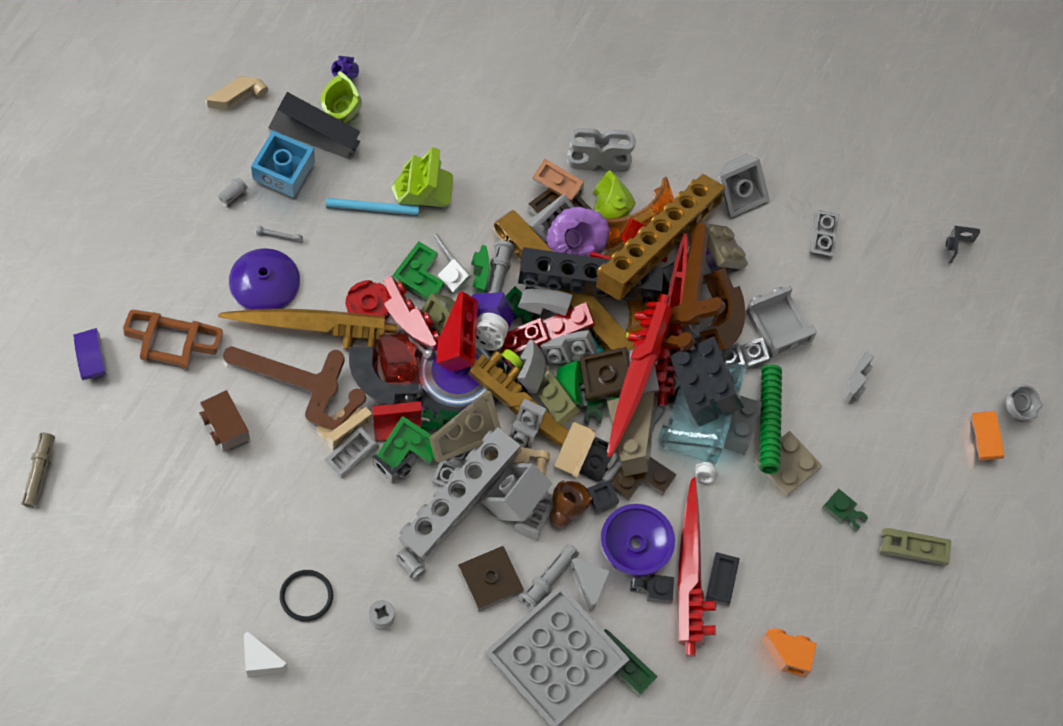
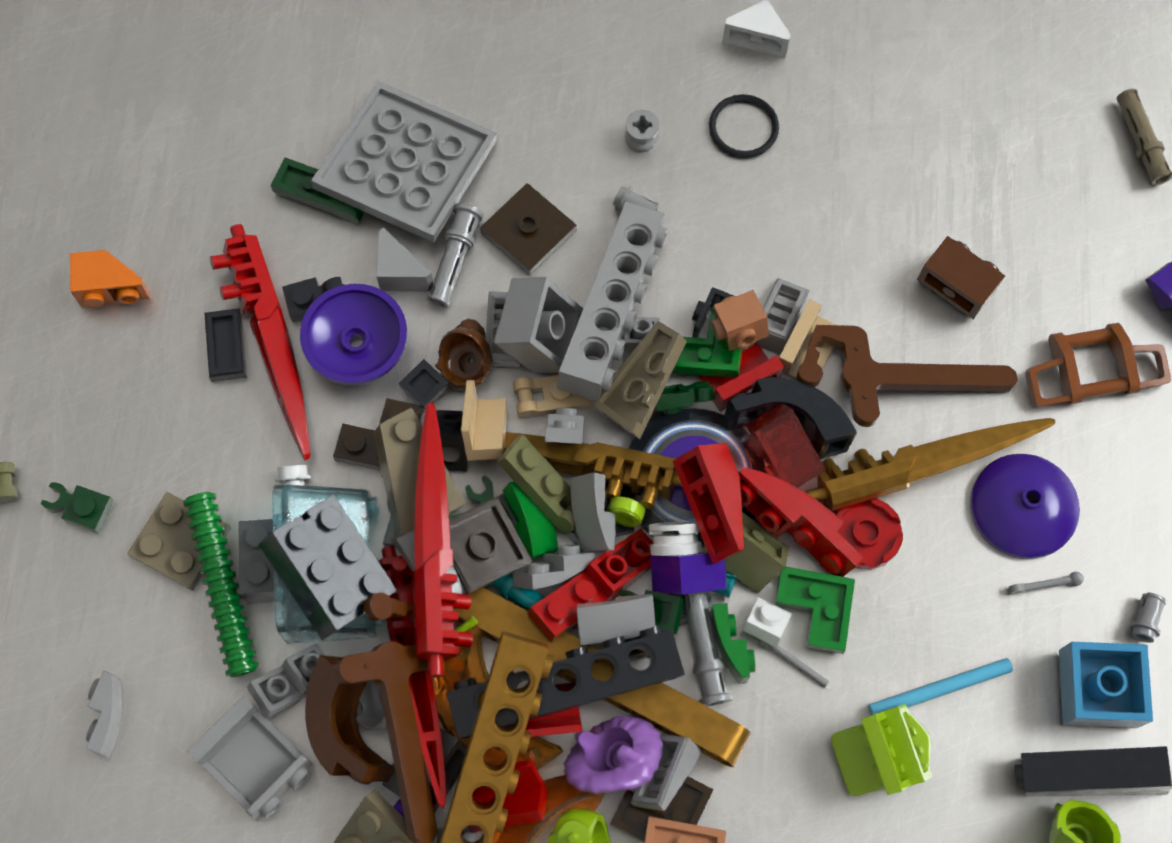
camera: 165 degrees right, 5 degrees up
(387, 441) = (740, 321): none -> nougat brick

